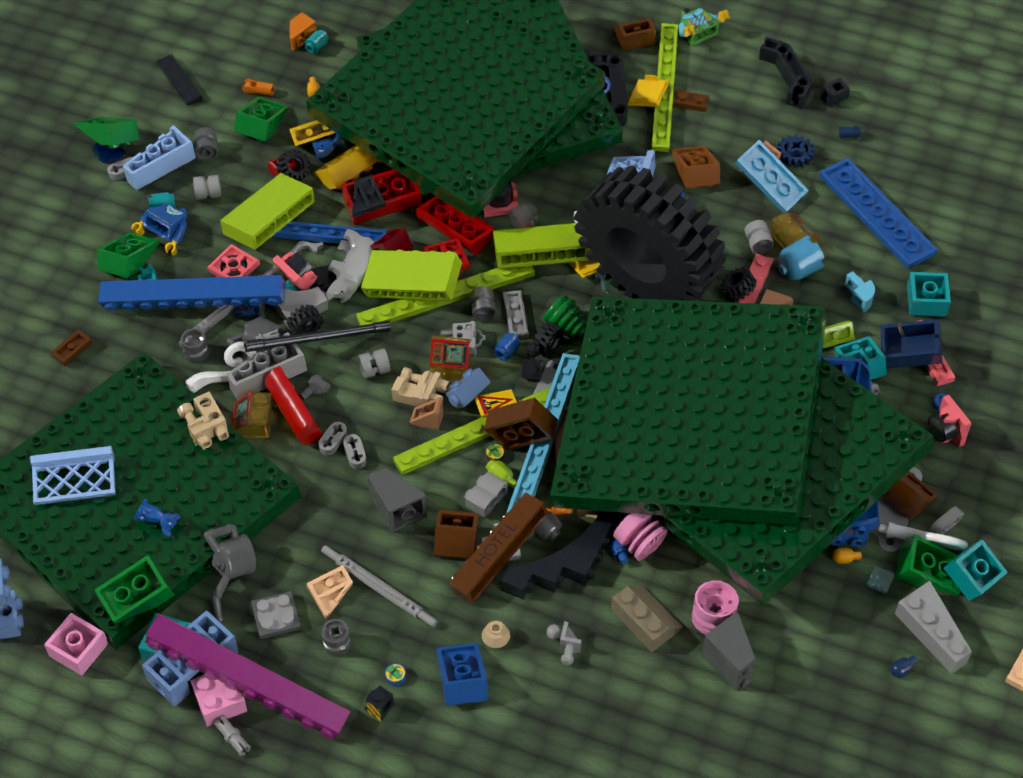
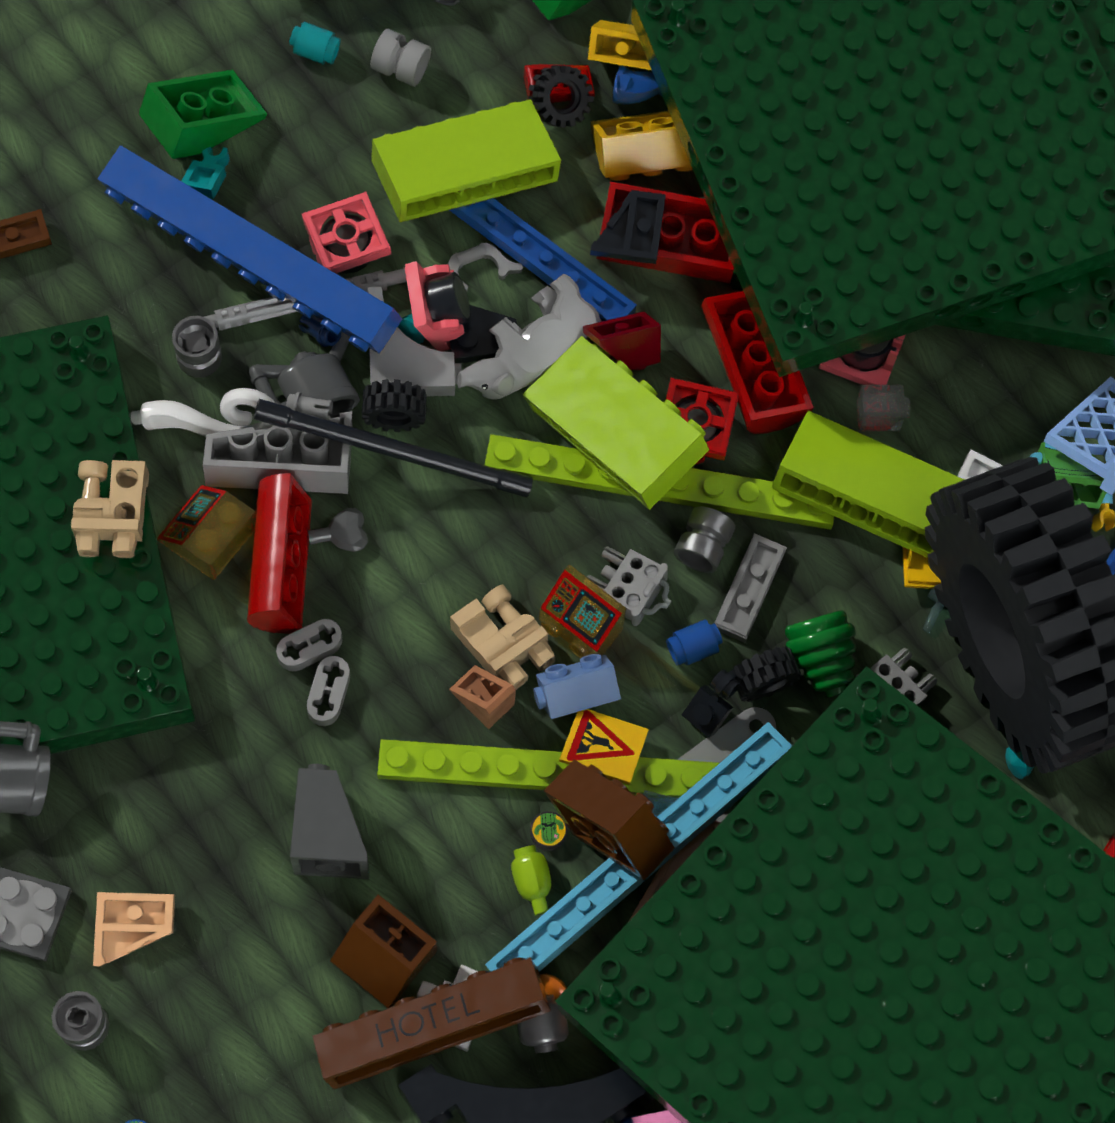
camera: 25 degrees right, 15 degrees up
(165, 222) = (294, 89): blue torso -> none
(379, 586) = (211, 964): light grey axle -> none
(380, 361) = (469, 552): light grey wheel -> none
(486, 494) = (482, 901): light grey brick -> none

